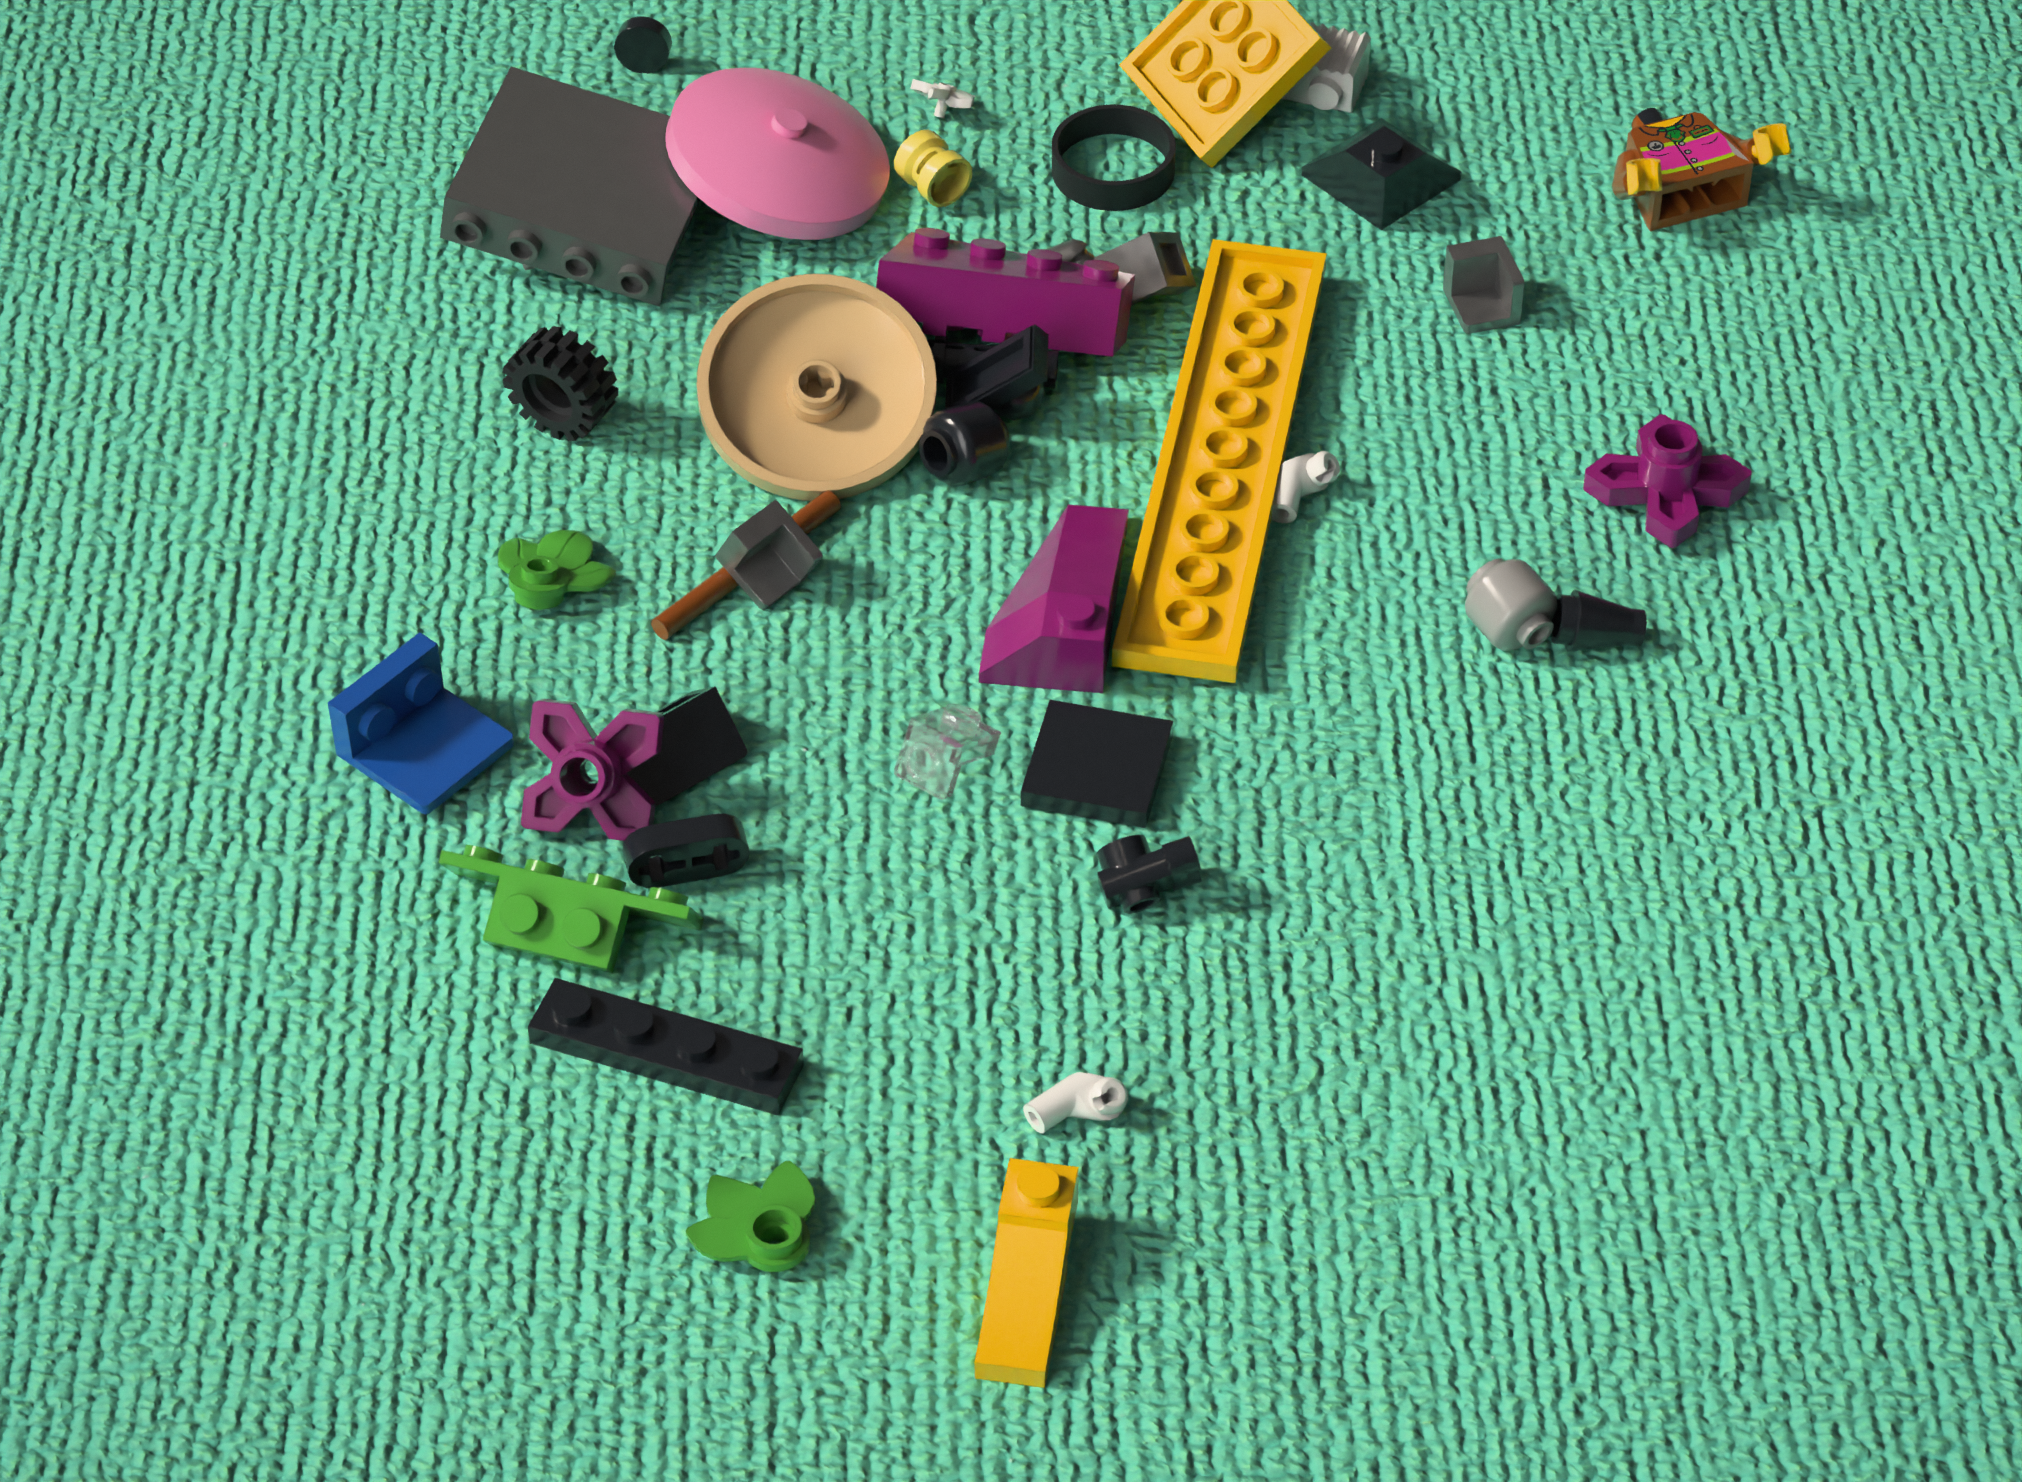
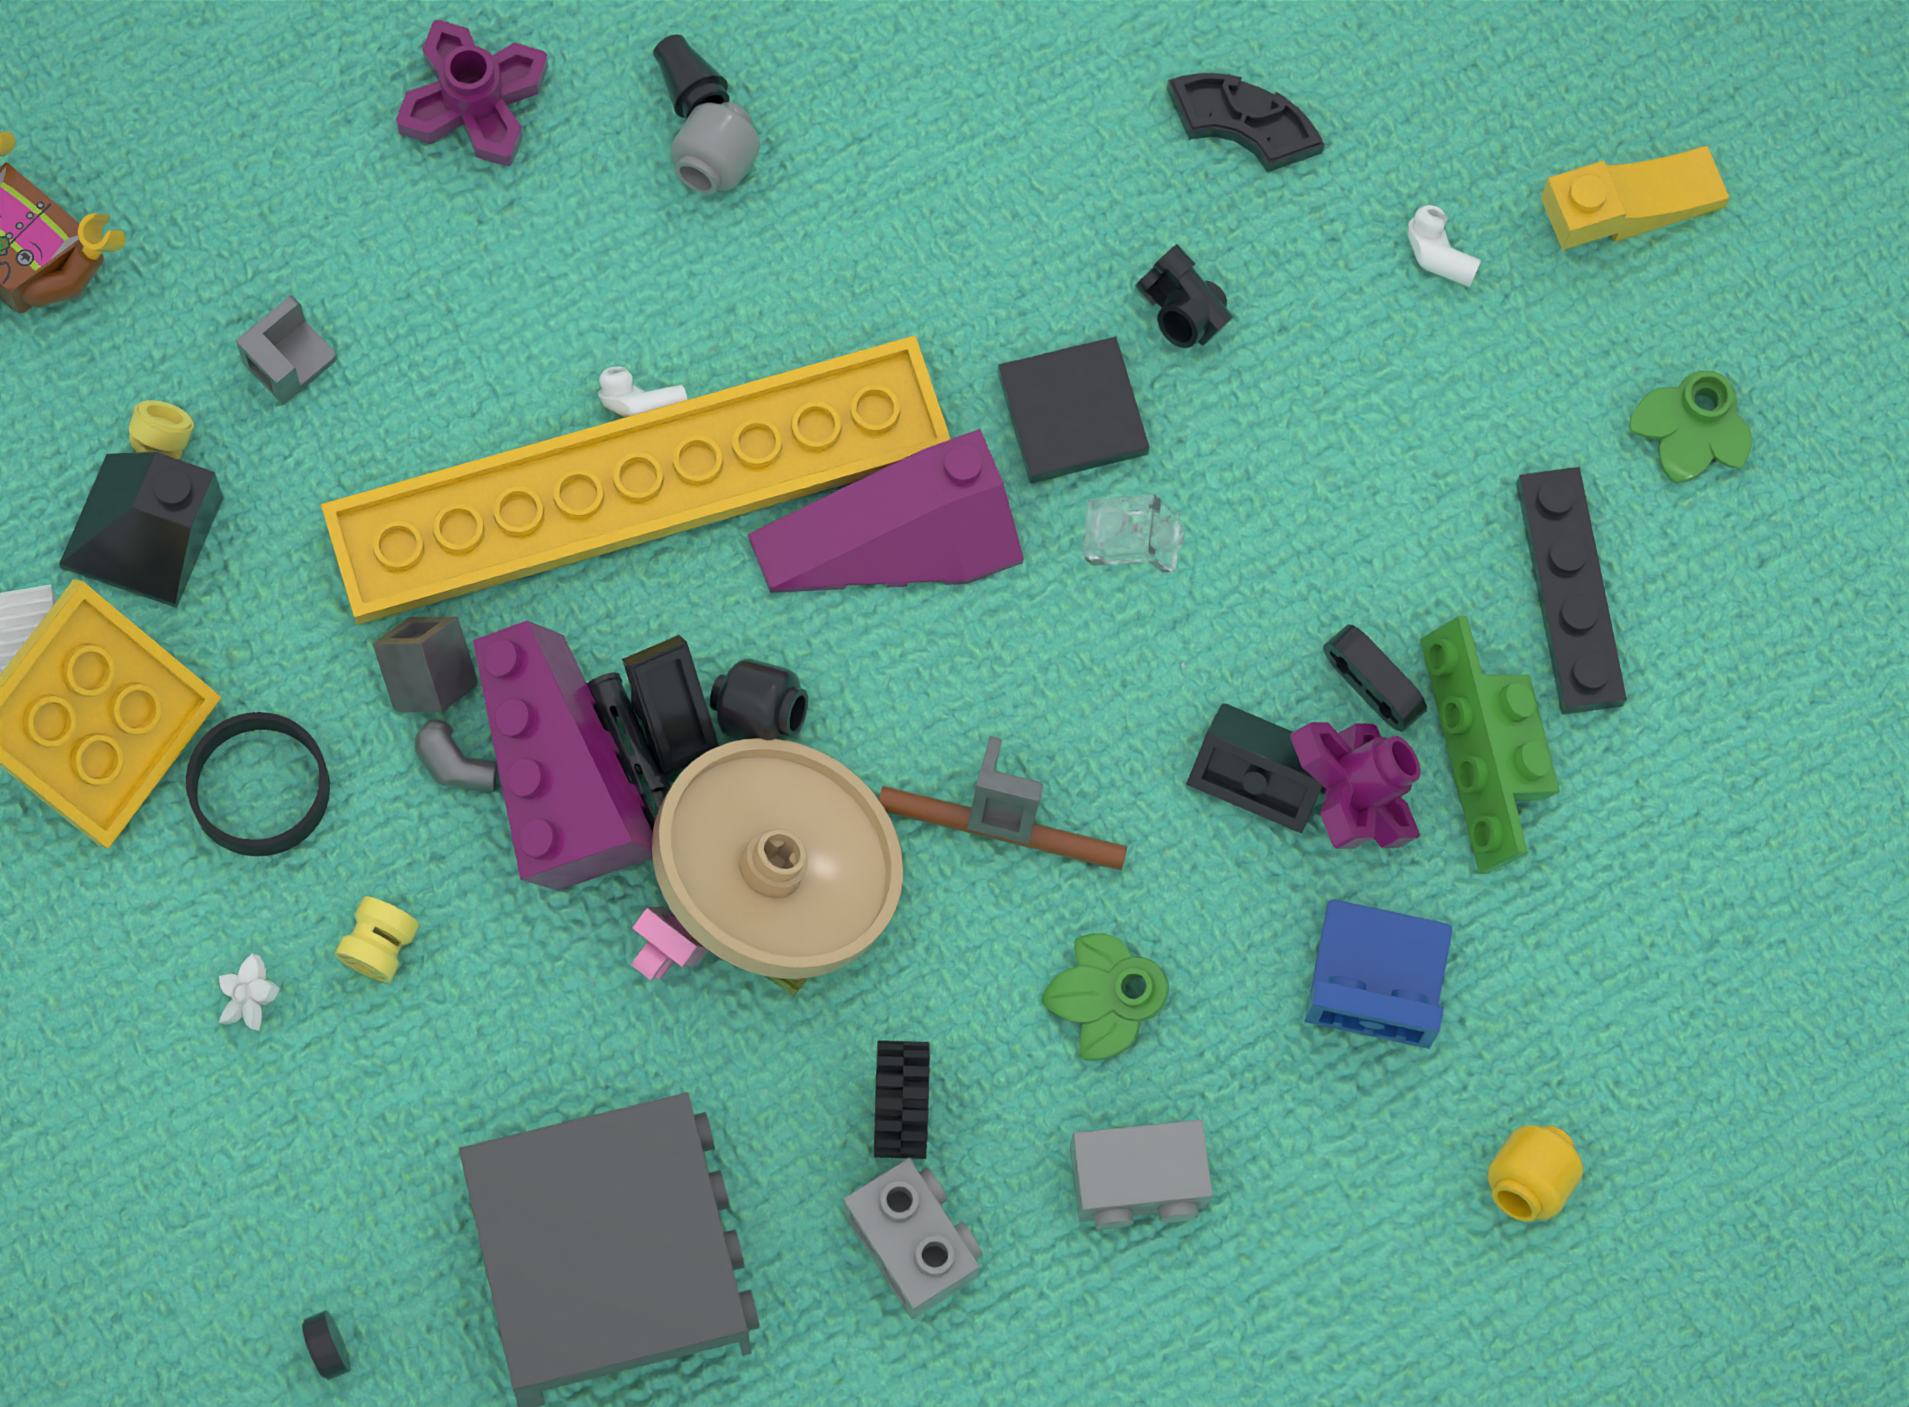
camera: 125 degrees left, 25 degrees up
(170, 758) = (1535, 1173): none -> yellow head
(387, 516) = (1141, 1173): none -> light grey brick
(450, 365) = (913, 1237): none -> light grey brick
(777, 153) = (451, 1089): bright pink dish -> none
(1319, 1020) = (1244, 114): none -> black tile
(1459, 195) = (160, 427): none -> light yellow tile

